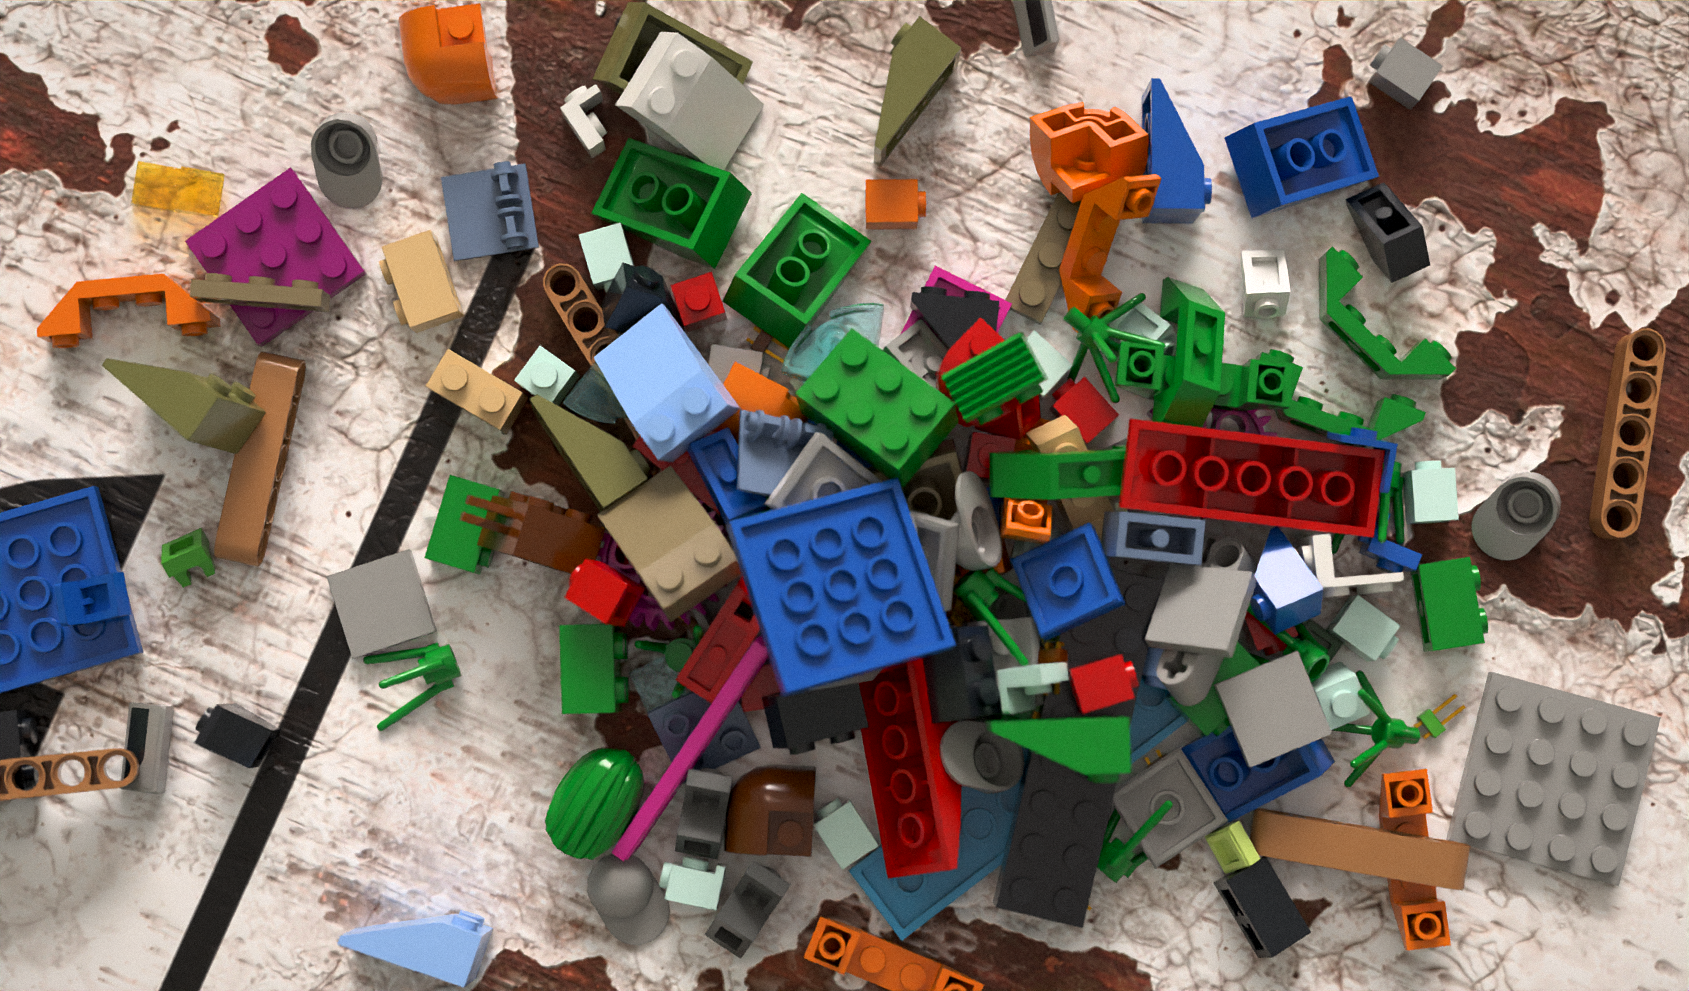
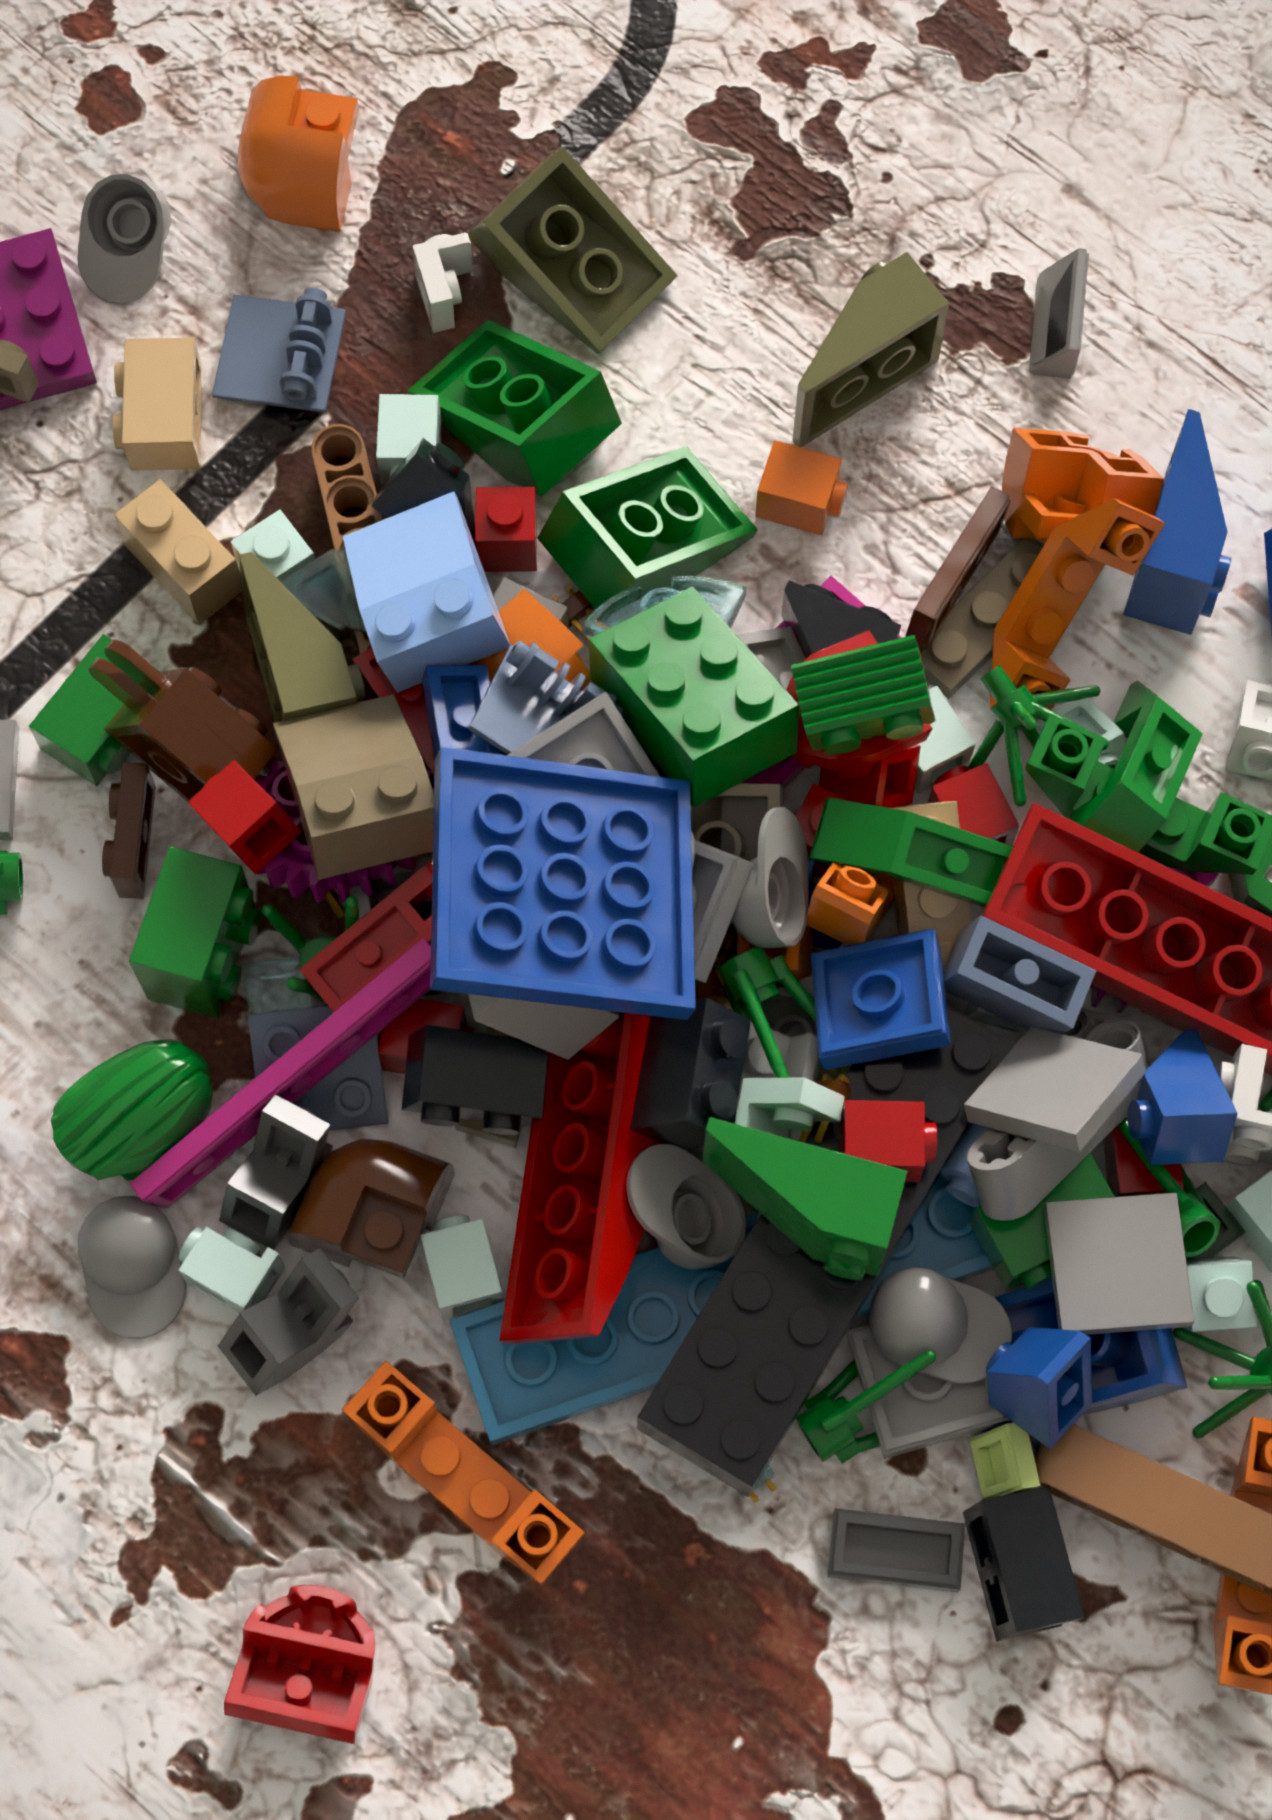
camera: 20 degrees right, 15 degrees down
(522, 622) = (132, 808): none -> reddish brown plate
(690, 100) = (583, 282): white slope -> none
(1022, 235) = (958, 568): none -> reddish brown tile
(1168, 773) = (926, 1312): none -> light grey cap
(1179, 922) = (896, 1550): none -> dark grey tile
(1243, 799) = (1042, 1381): none -> blue slope

